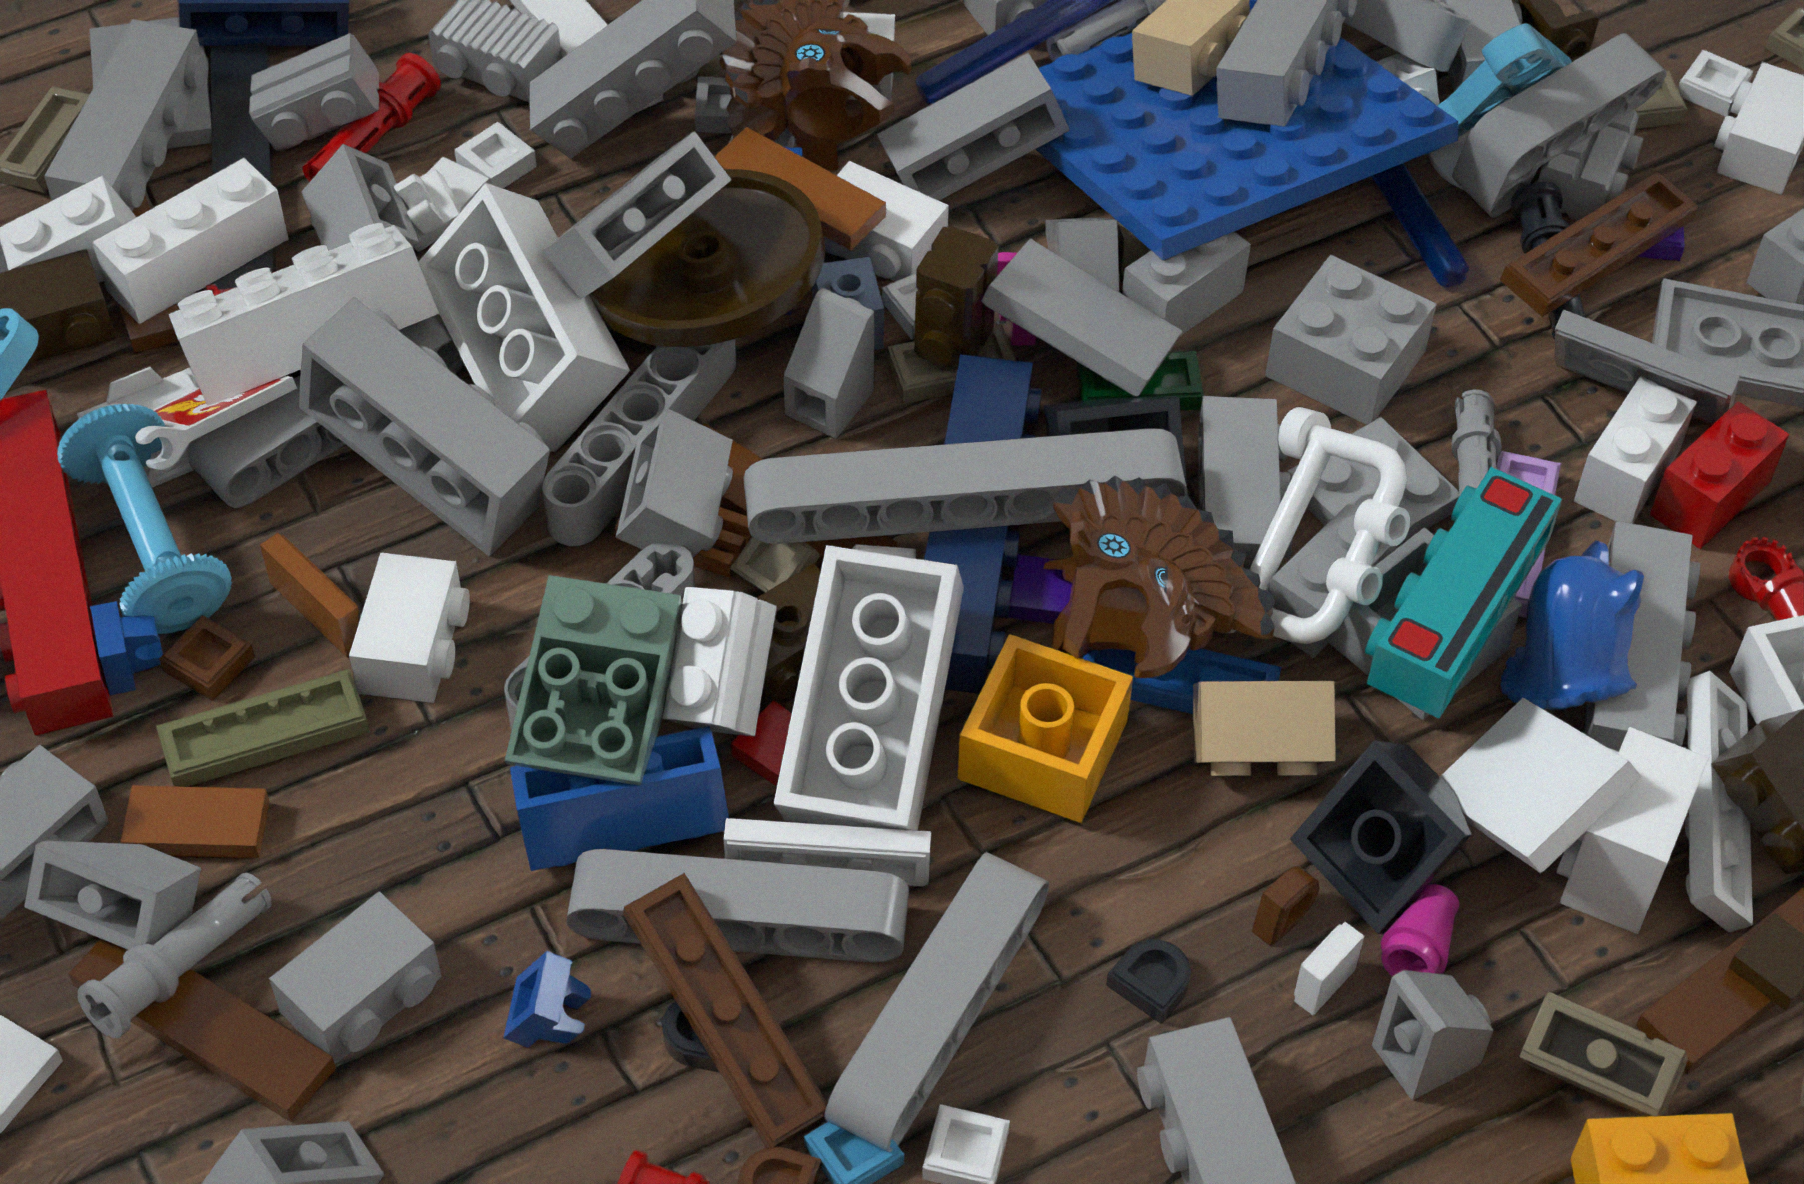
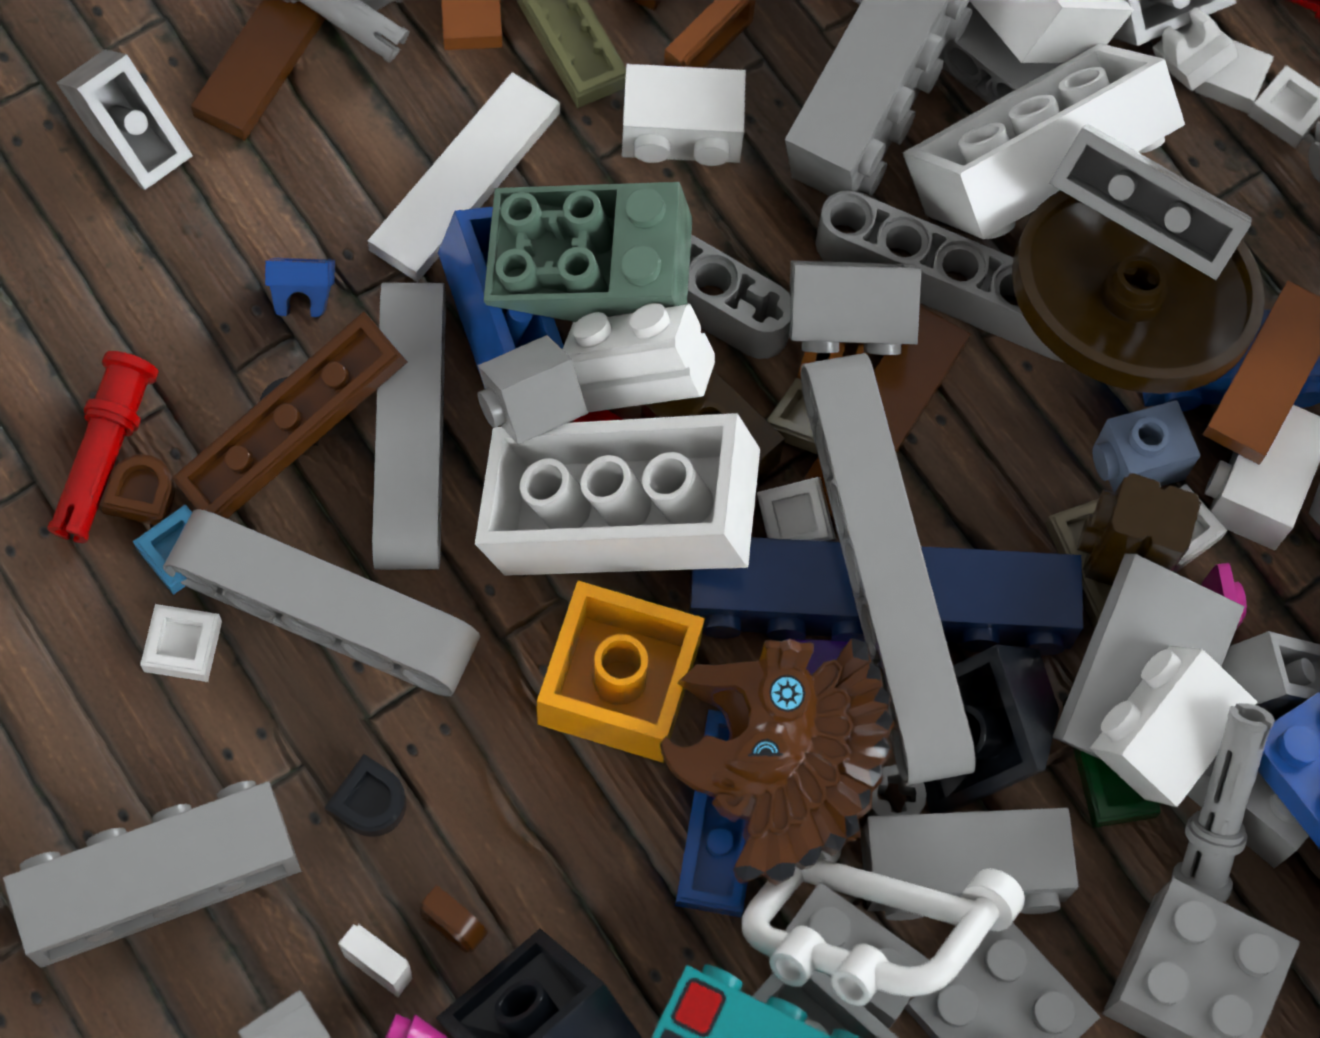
camera: 80 degrees right, 15 degrees up
(357, 978) = (313, 133): light grey brick -> none
(436, 843) = (464, 175): none -> white tile
(751, 745) = (531, 390): none -> light grey brick
(831, 364) = (1049, 434): light grey slope -> none
(847, 847) = (469, 485): white tile -> none
(1141, 298) = (1170, 724): none -> white brick
(1227, 297) = (1217, 829): none -> light grey pin
(1262, 724) = (651, 886): tan brick -> none

